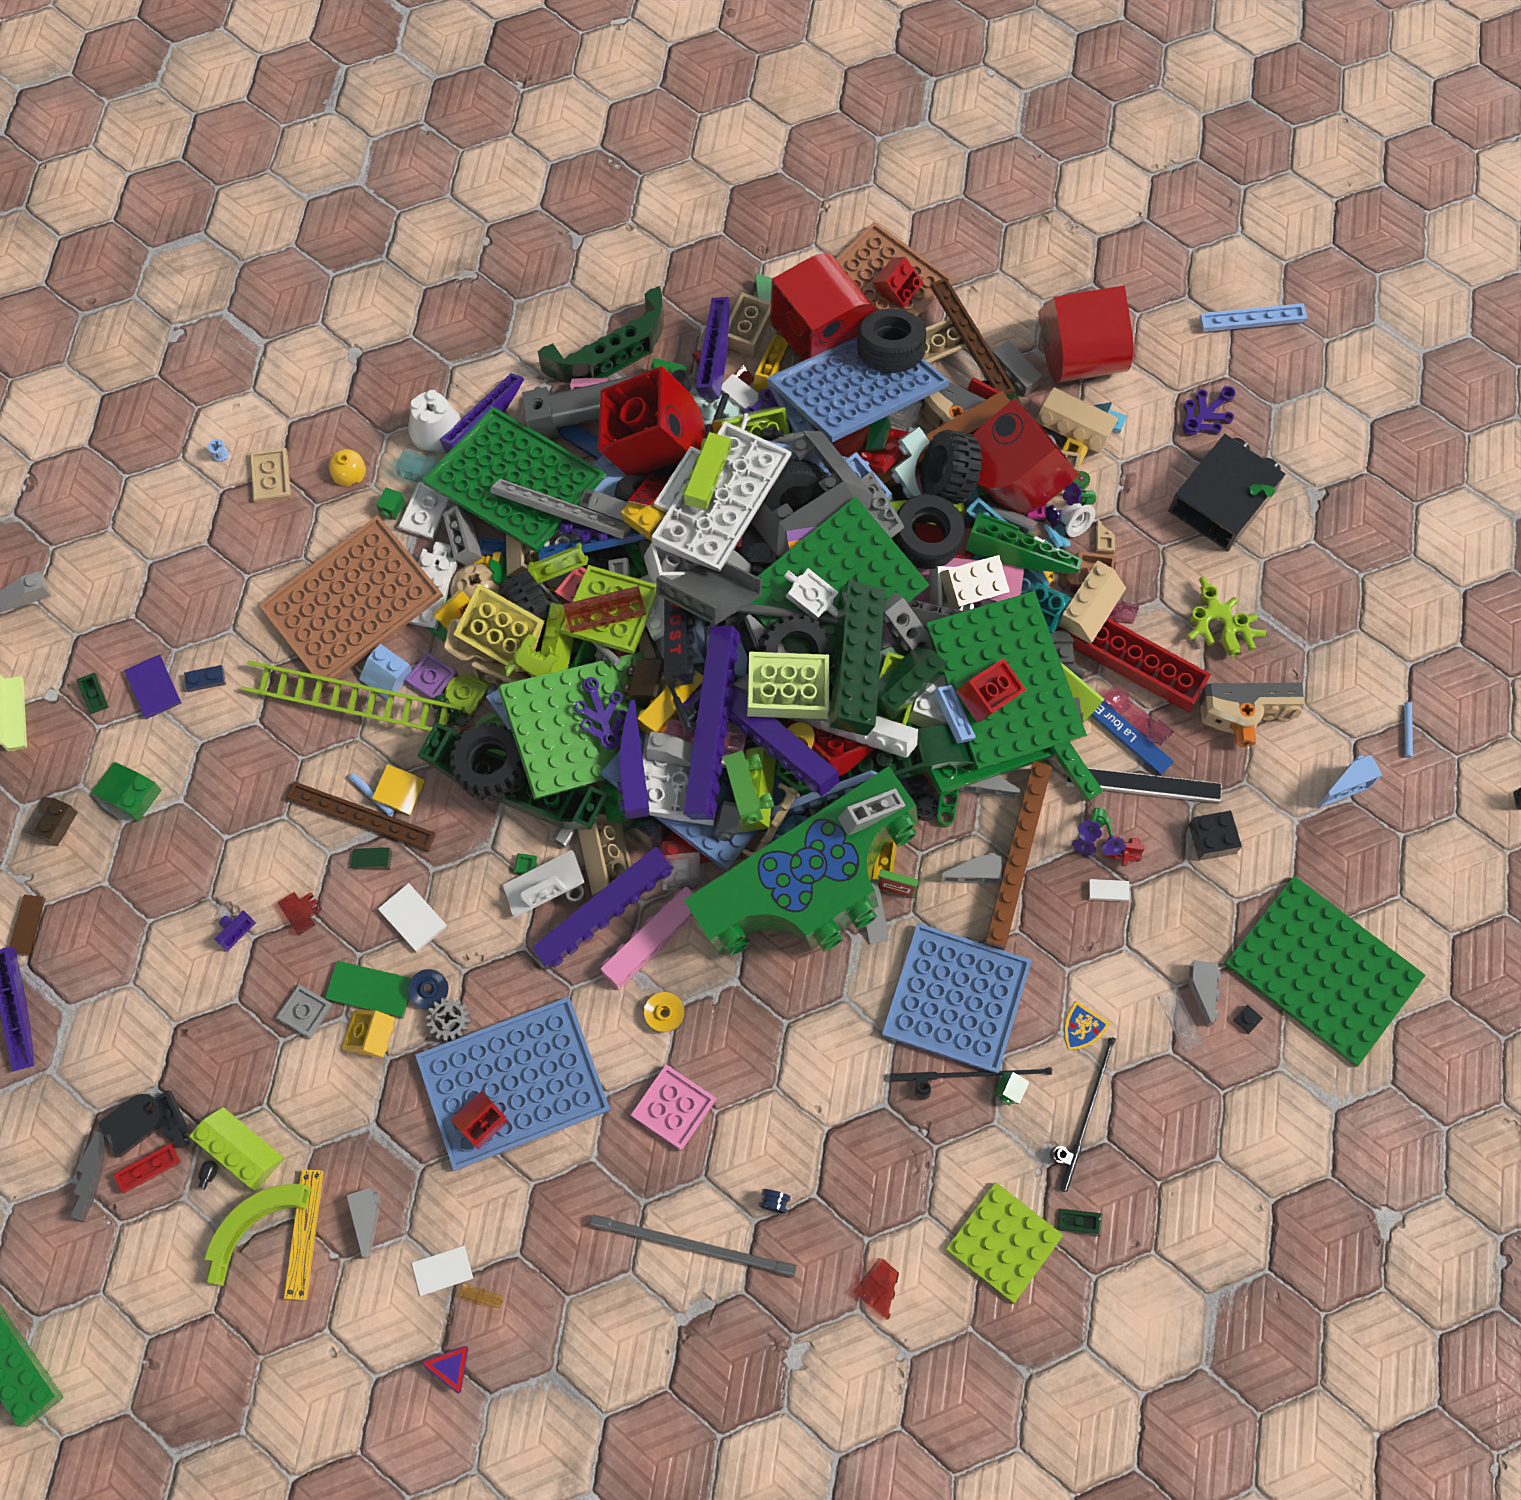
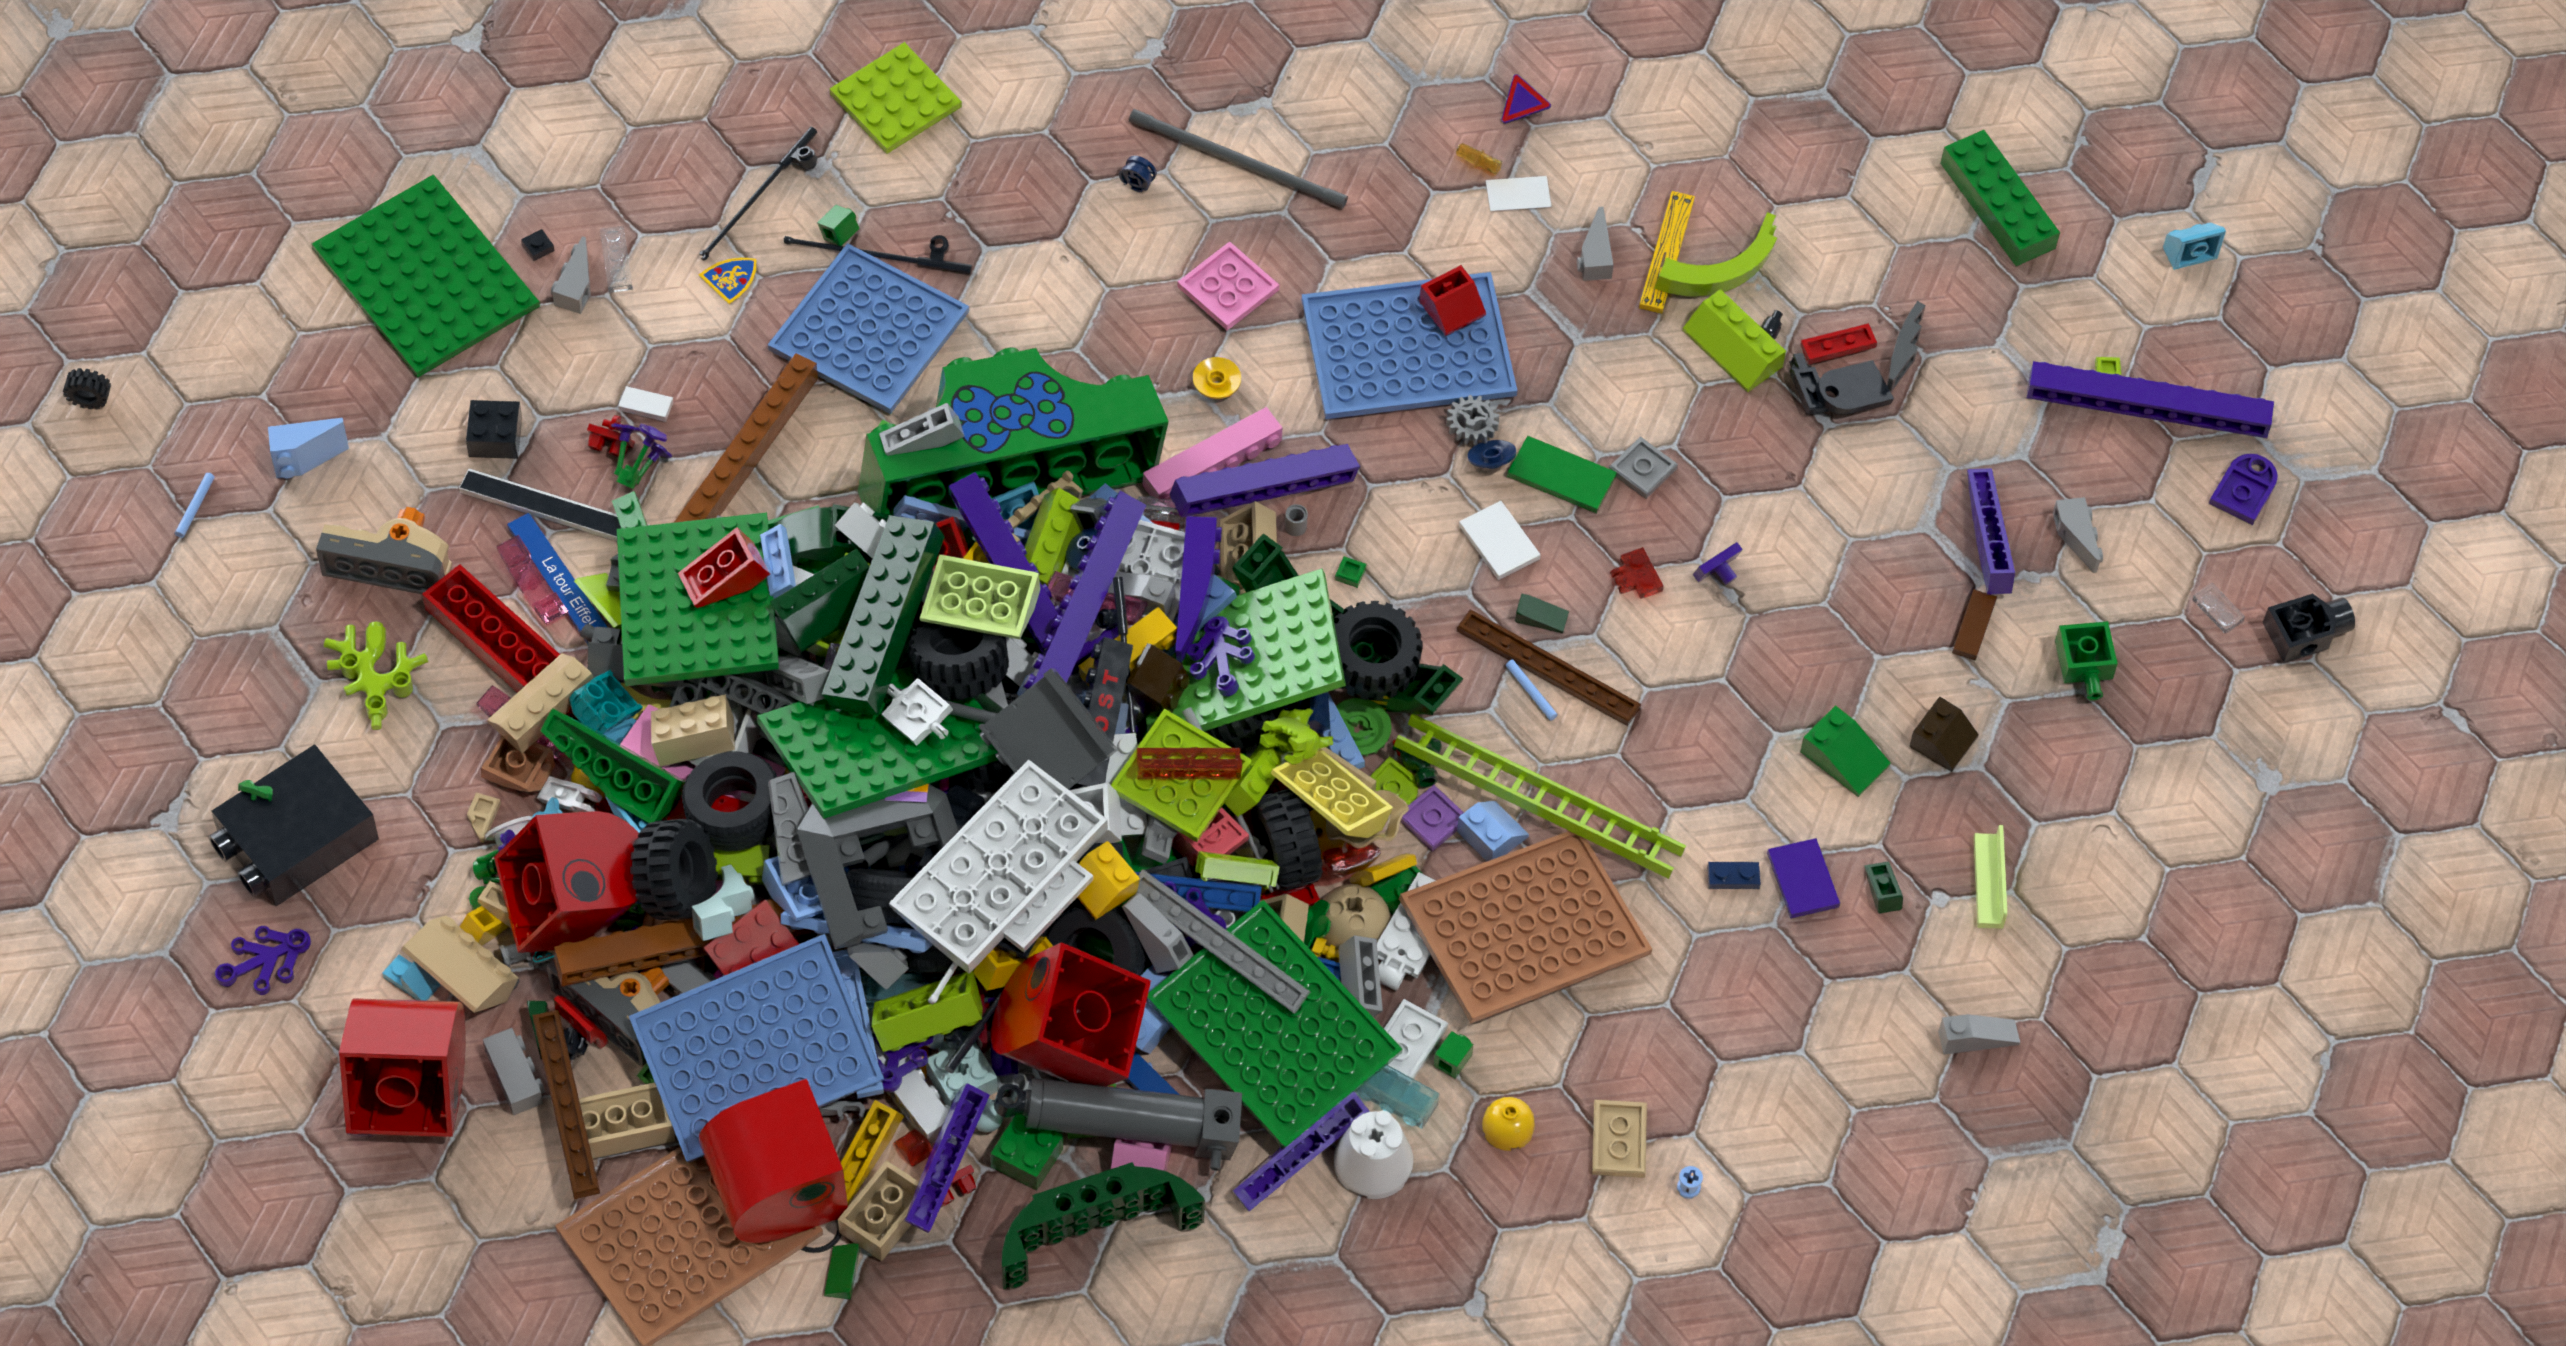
camera: 170 degrees left, 10 degrees down
(368, 1033) = (1570, 423): yellow slope -> none
(398, 790) = (1496, 684): yellow slope -> none
(543, 883) = (1332, 531): white bracket -> none
(651, 488) = (1099, 908): red sticker -> none
(707, 471) = (1011, 884): lime brick -> none
(743, 787) = (1066, 515): bright green brick -> none
(771, 433) = (903, 986): black cylinder -> none
(878, 434) = (757, 949): dark green slope -> none
(878, 1287) = (1045, 85): clear red slope -> none
(891, 340) = (669, 1062): black tyre -> none
(898, 281) = (642, 1224): red slope -> none
(978, 870) = (797, 450): light grey slope -> none
(1080, 1222) = (805, 98): dark green slope -> none
(1253, 317) = (137, 1080): light blue plate -> none

